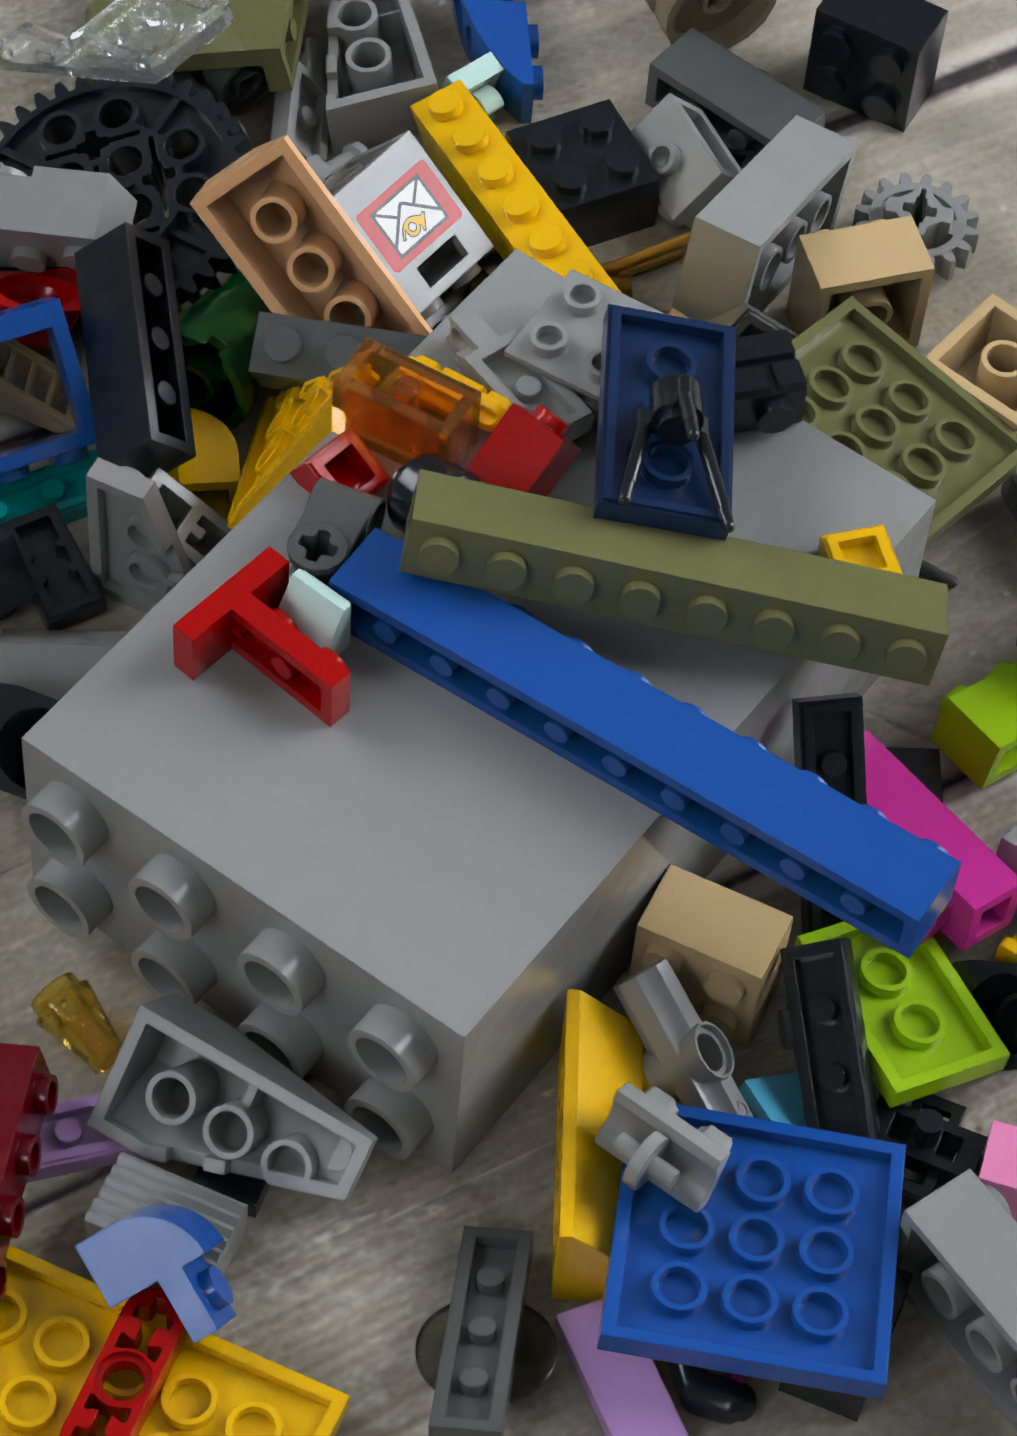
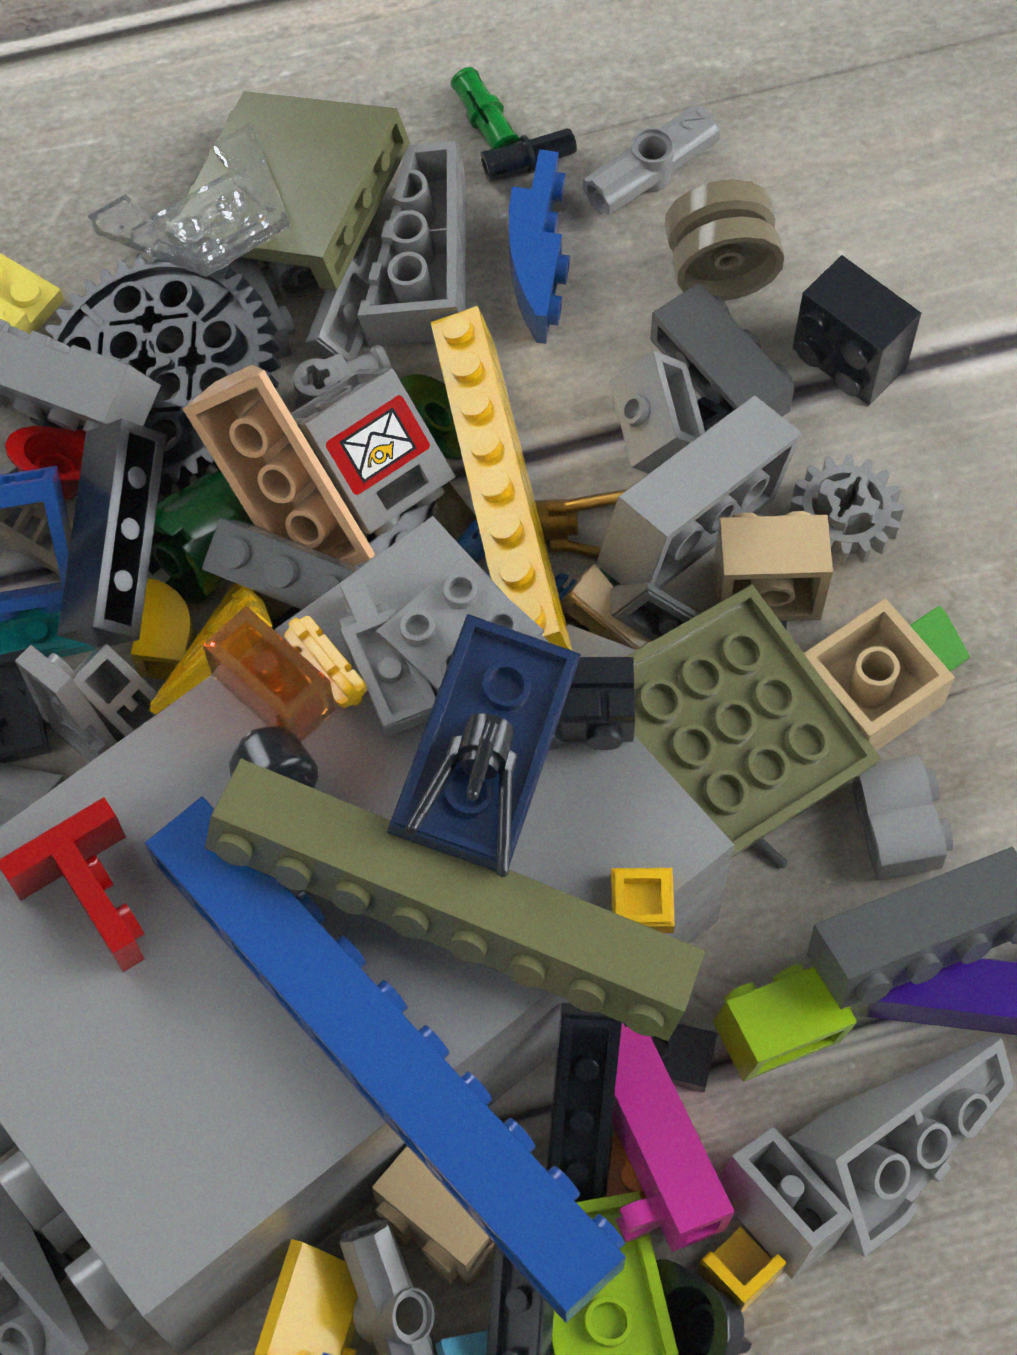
camera: 20 degrees right, 10 degrees up
(318, 611) = (131, 870): light aqua slope -> none
(332, 528) = (170, 783): dark grey piece -> none
(343, 461) = (207, 720): red slope -> none
(480, 80) = (499, 307): light aqua tile -> none
(526, 451) = (360, 744): red brick -> none
(591, 171) = (566, 410): black brick -> none

